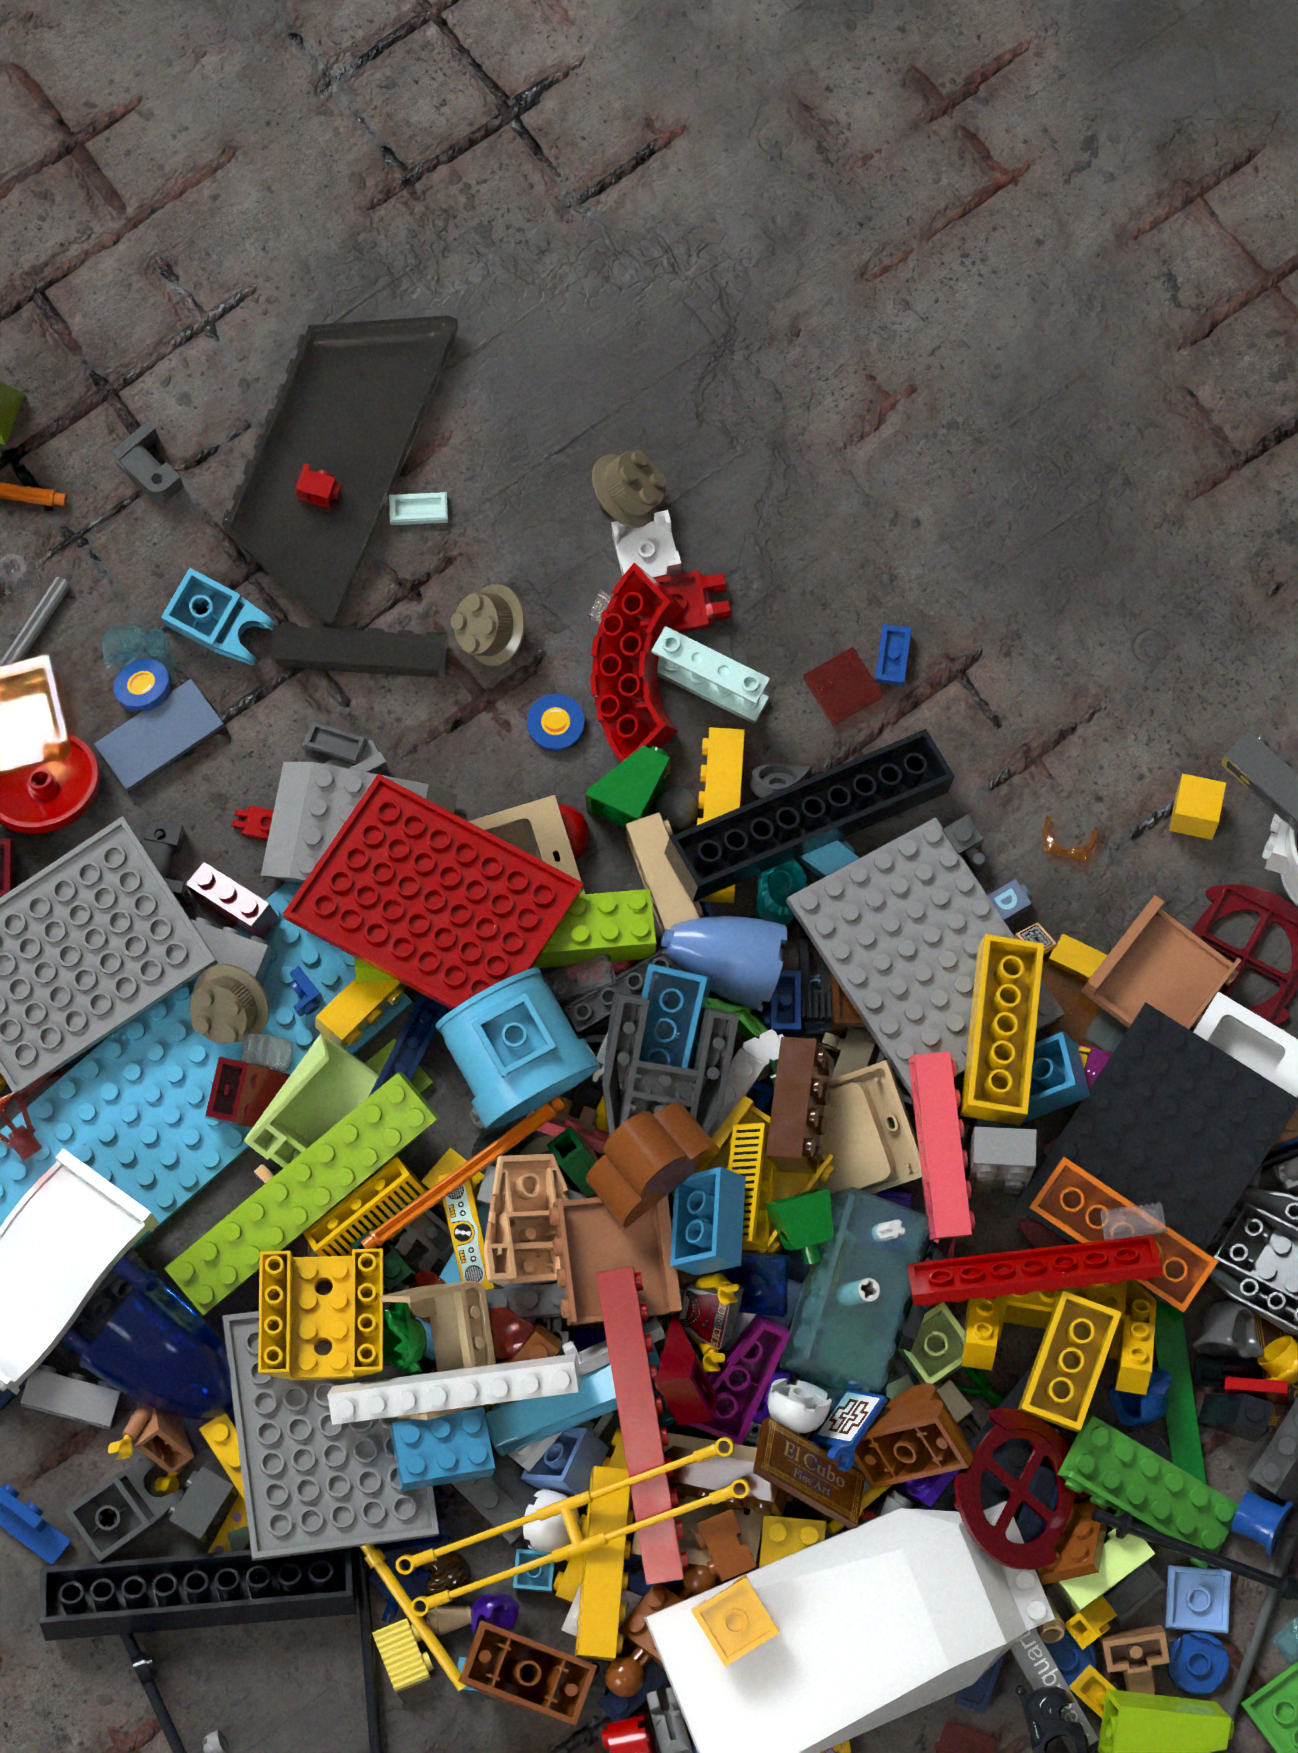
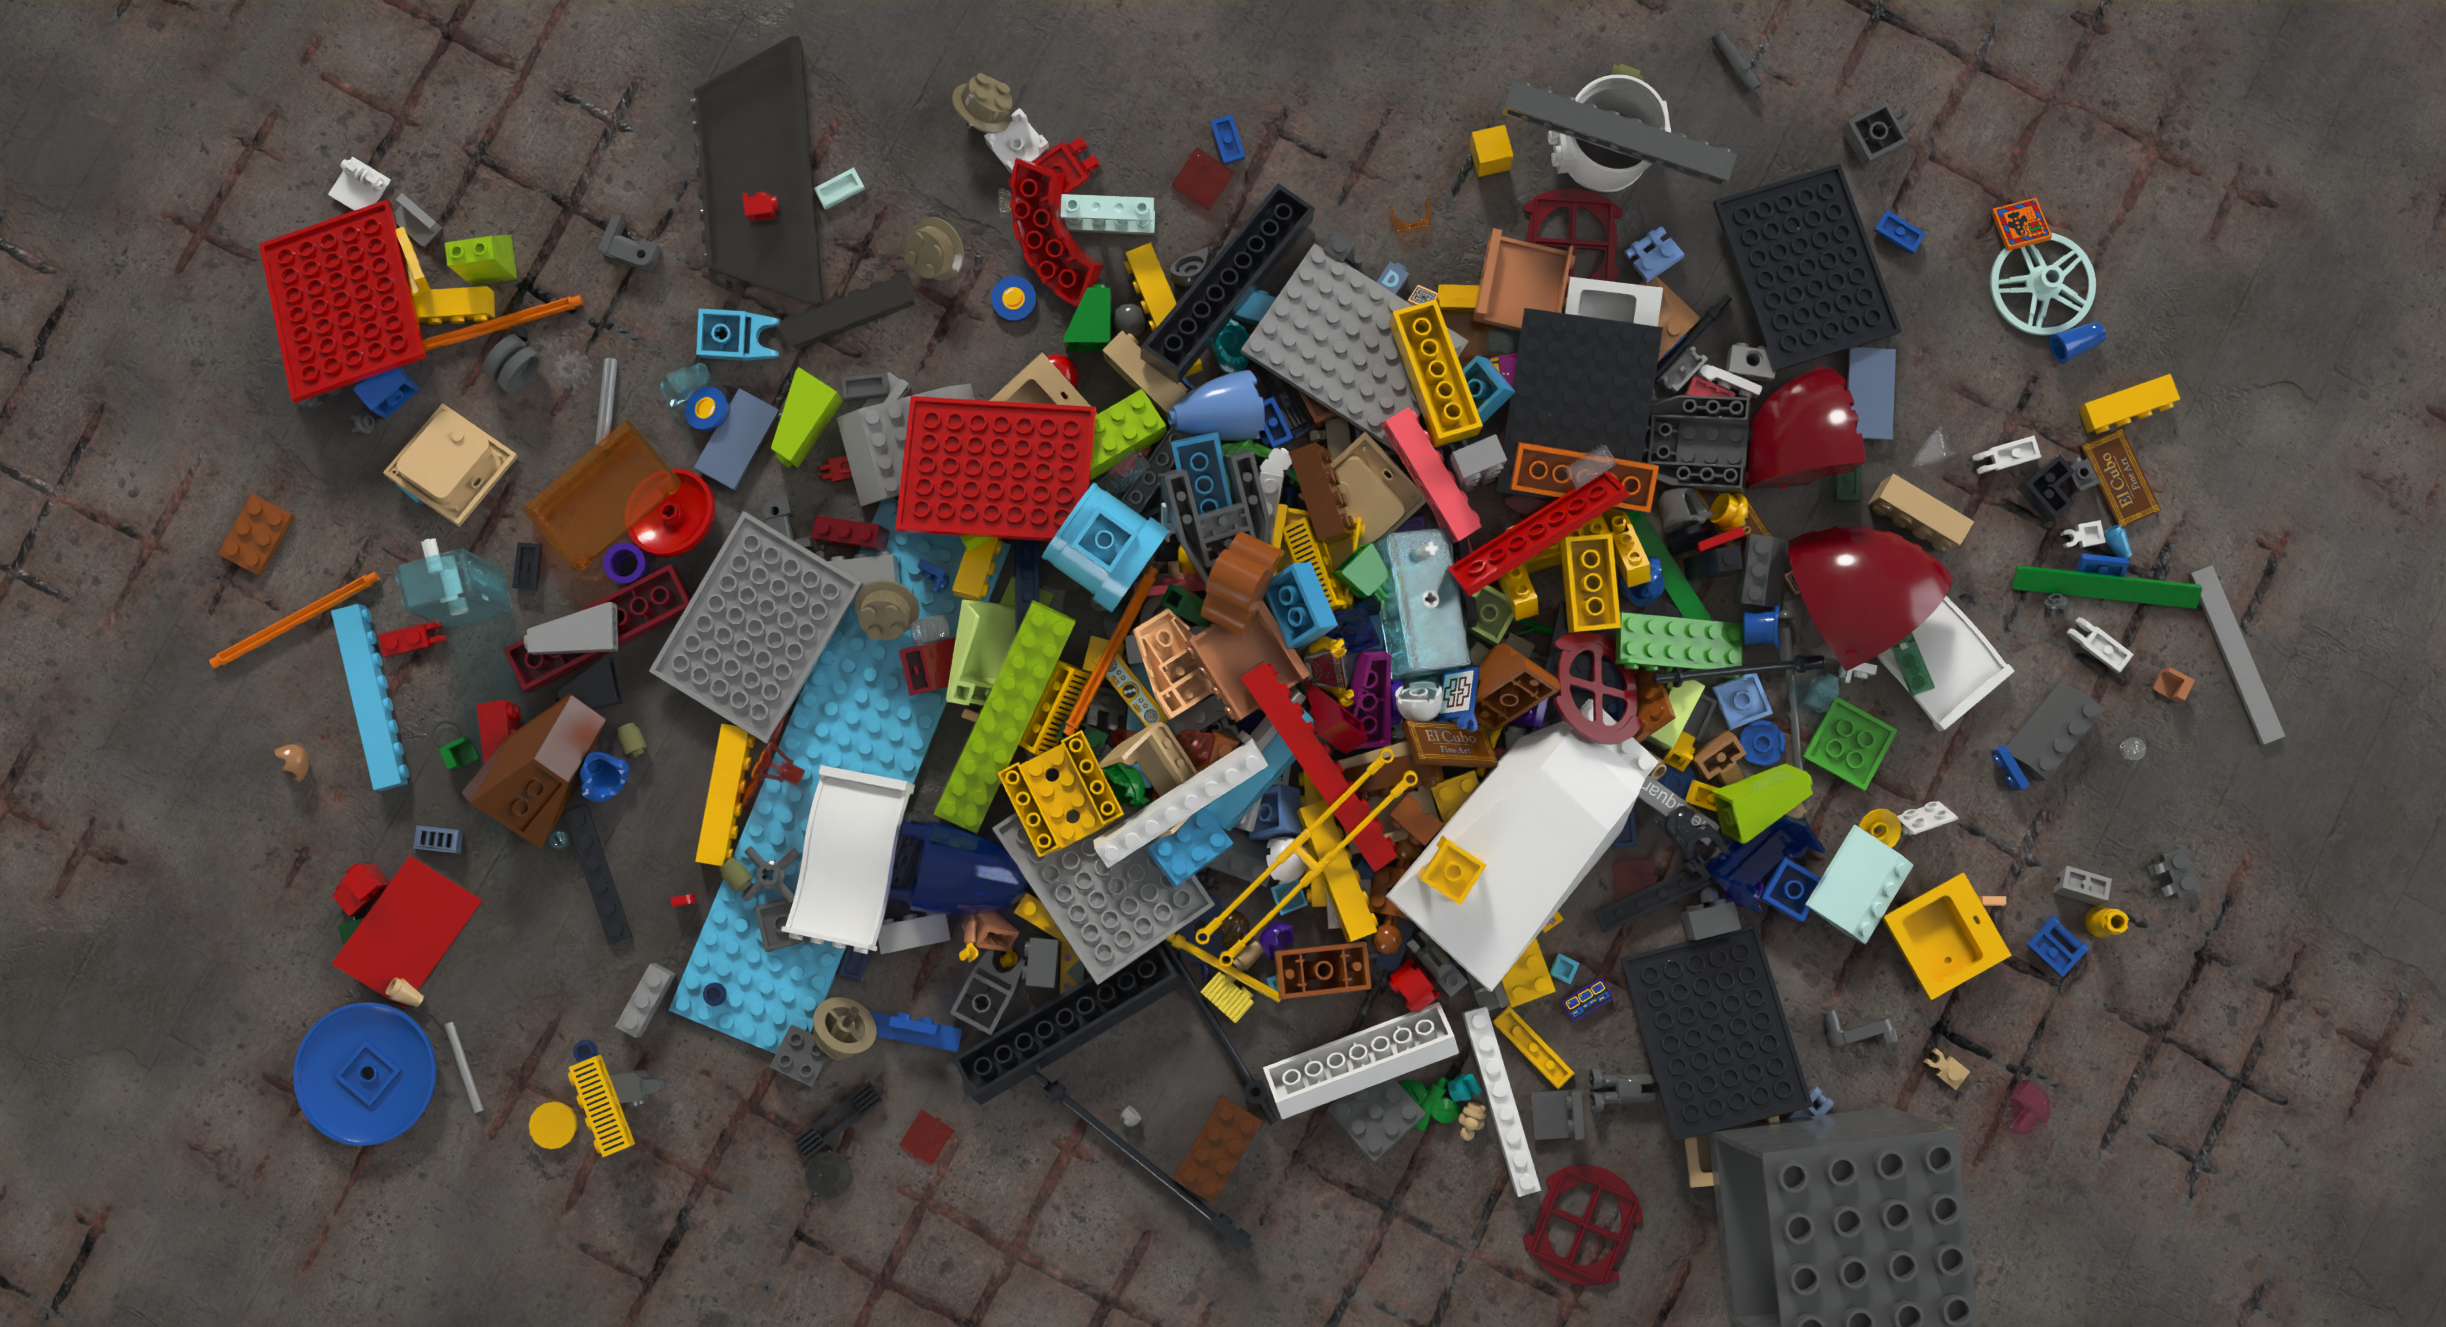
camera: 30 degrees left, 10 degrees up
(245, 745) = (804, 418): none -> lime slope

